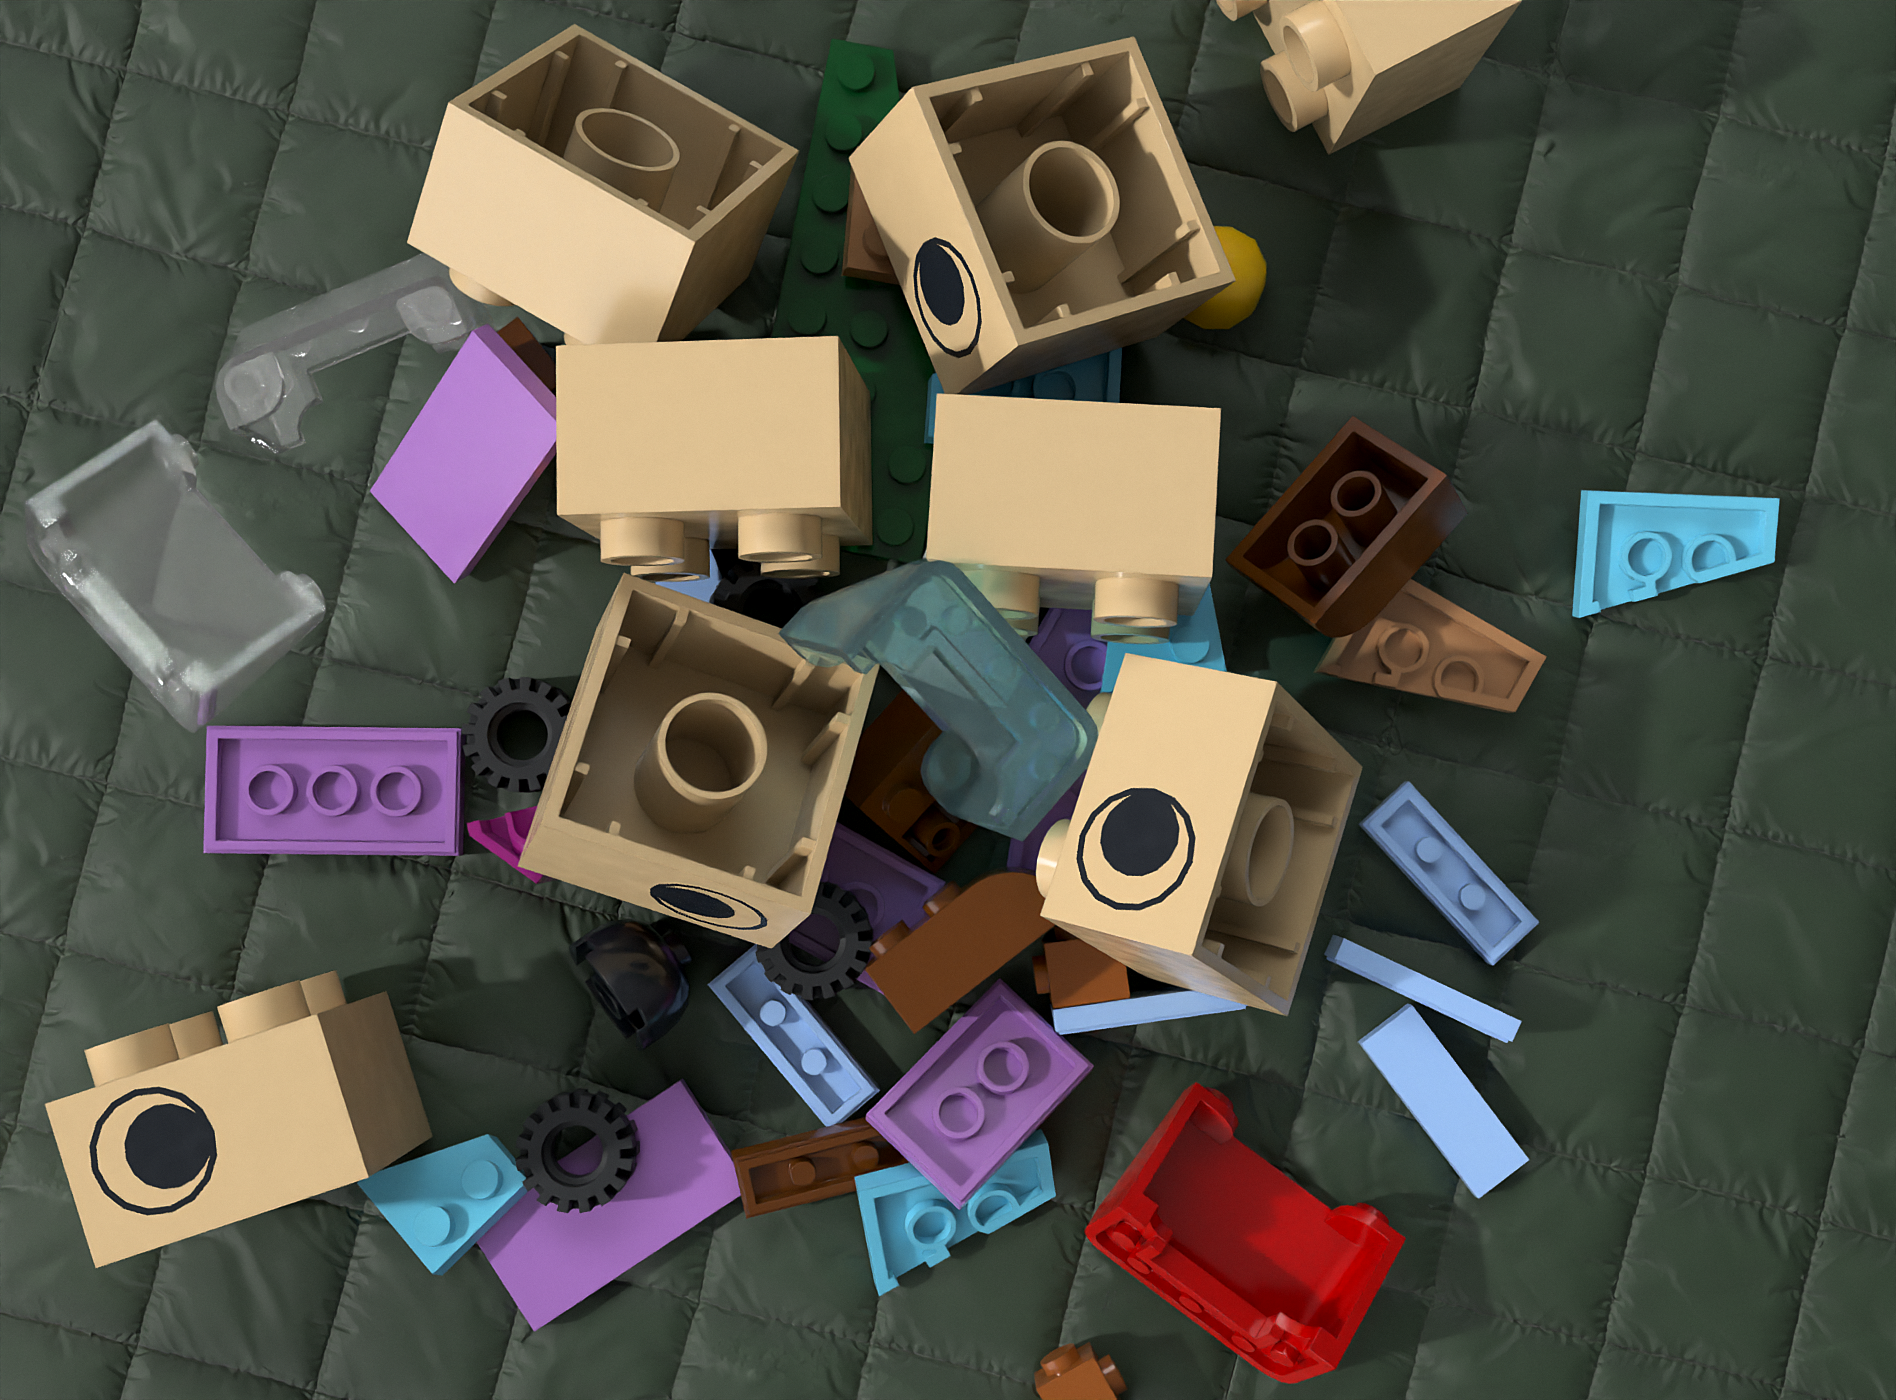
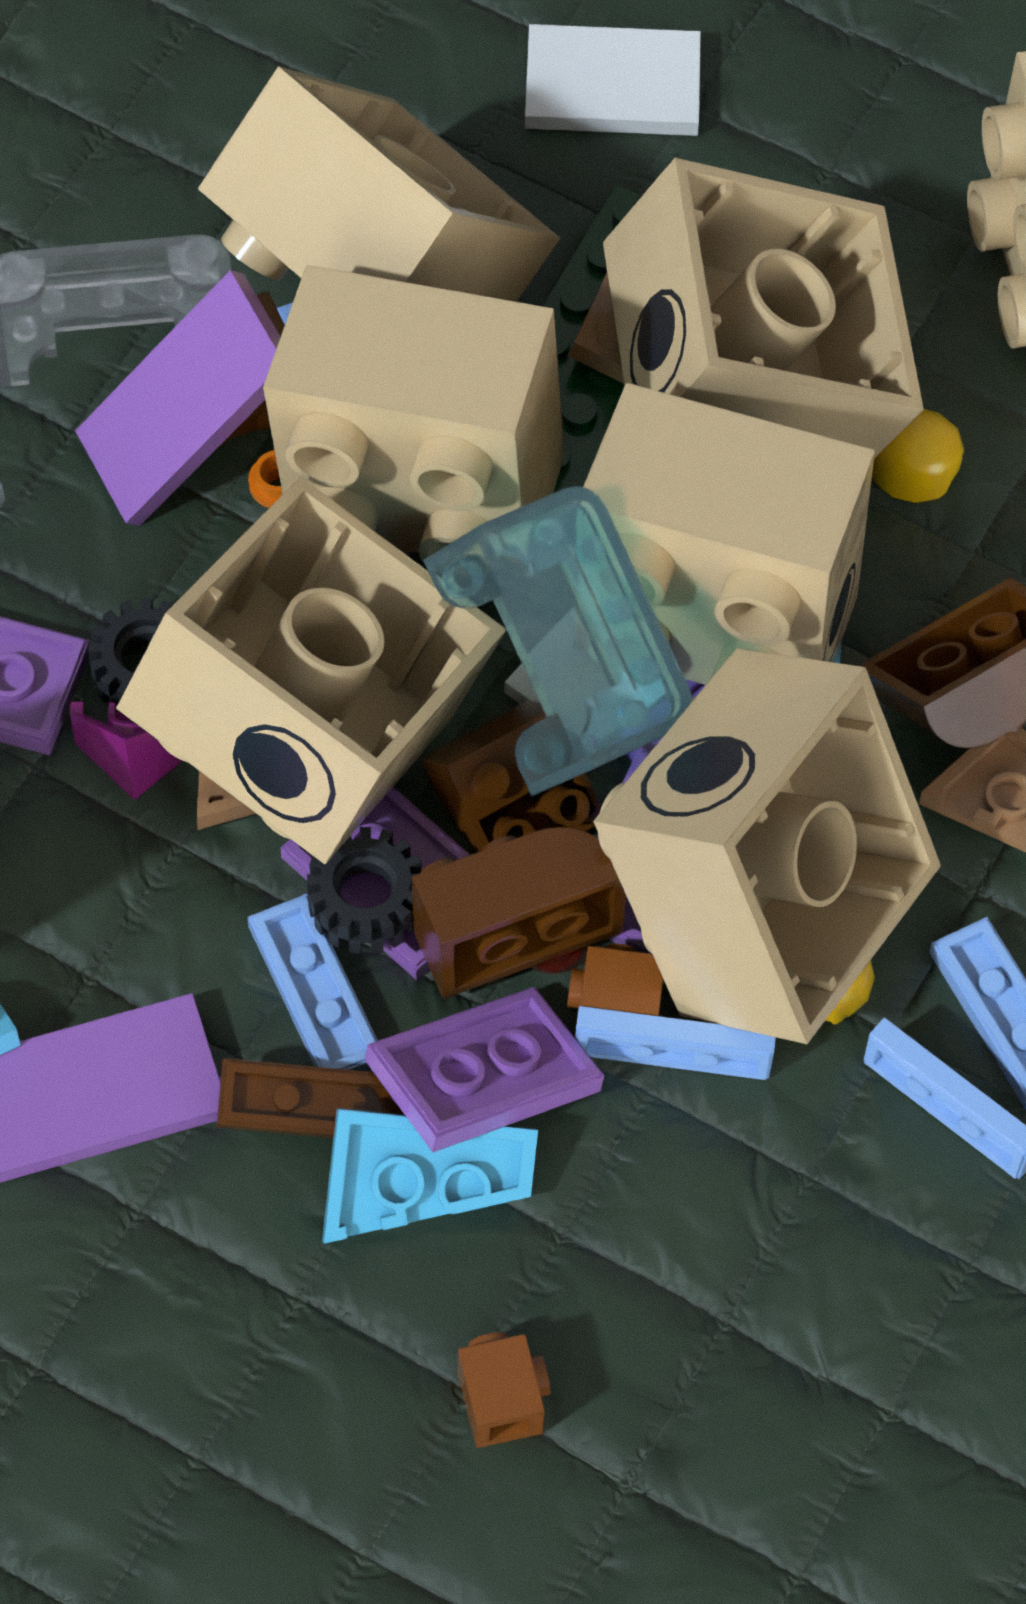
camera: 15 degrees right, 25 degrees down
(545, 1173) = (67, 980): black tyre -> none
(636, 977) = (182, 880): black cylinder -> none
(1243, 1243) = (693, 1280): red windscreen -> none
(1443, 1100) = (948, 1218): light blue tile -> none

